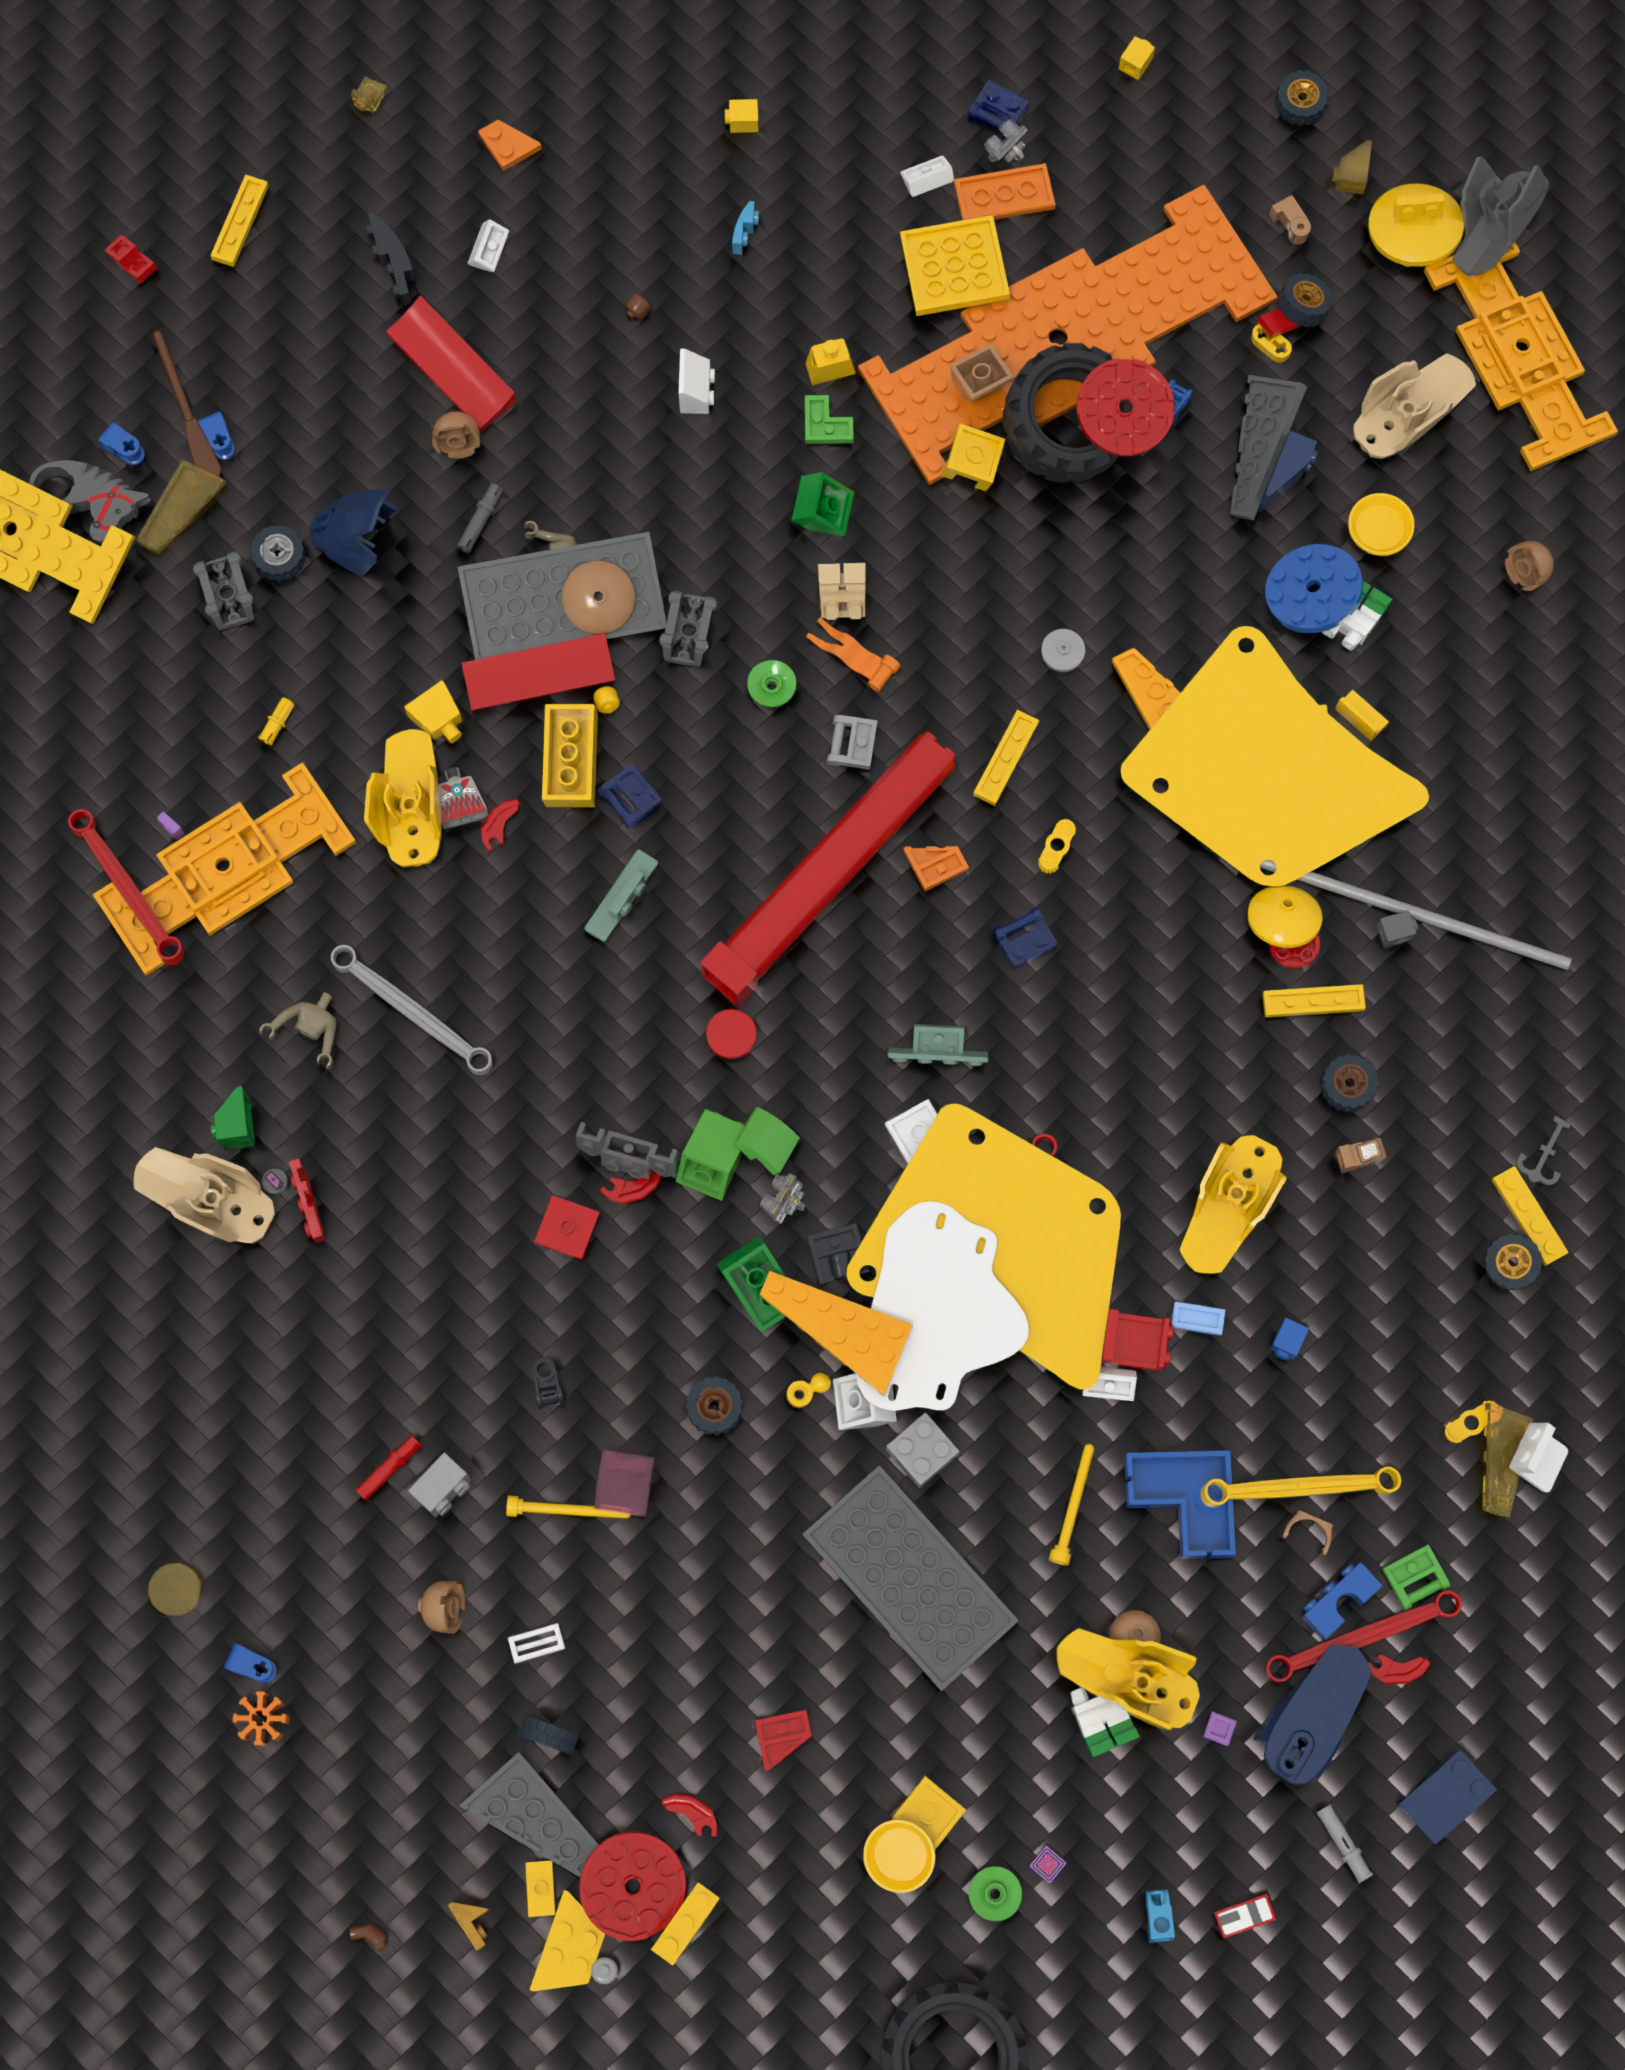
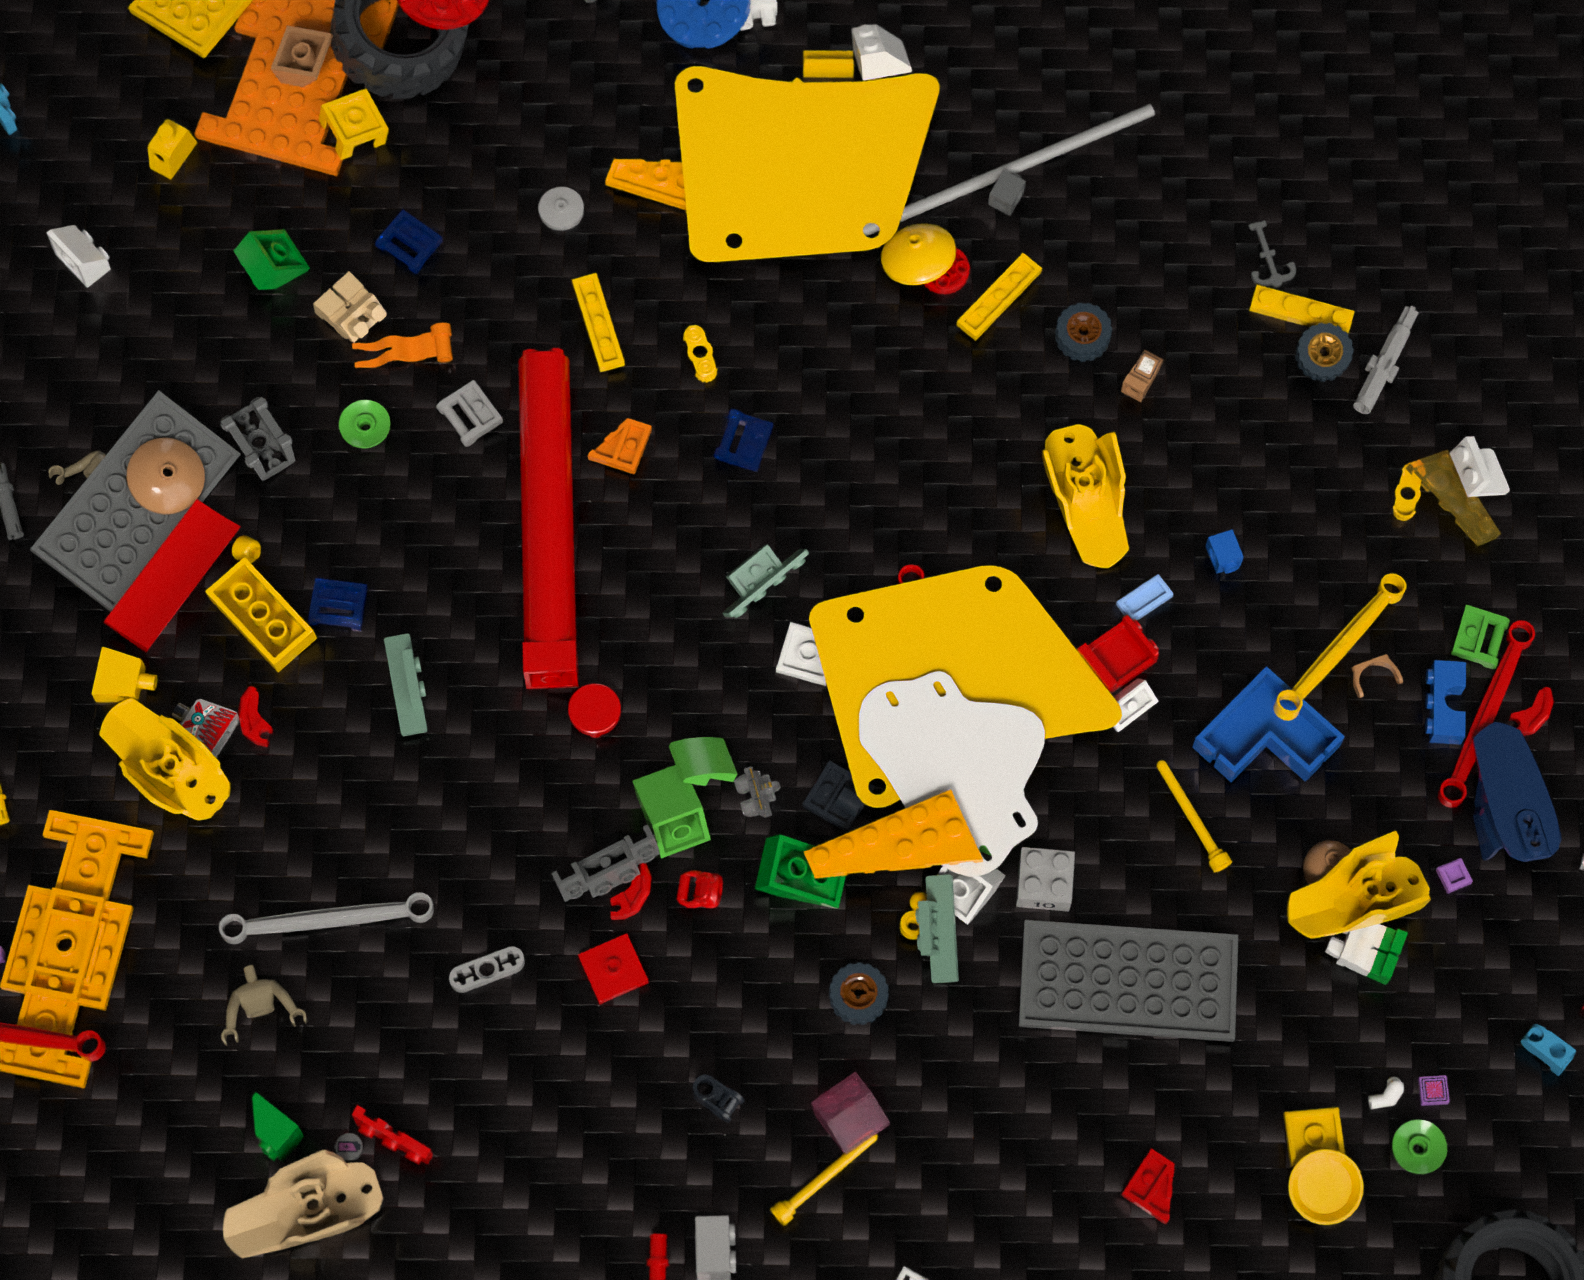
camera: 45 degrees left, 5 degrees down
(468, 1133) = (476, 964): none -> light grey beam
(683, 1234) = (707, 890): none -> red piece
(811, 1413) = (938, 928): none -> sand green bracket
(821, 427) = (211, 203): bright green plate -> none
(939, 578) = (414, 235): none -> clear blue plate
(1012, 1838) = (1390, 1096): none -> white arm
(1405, 740) = (878, 52): none -> white slope
(1545, 1313) = (1382, 367): none -> light grey piece

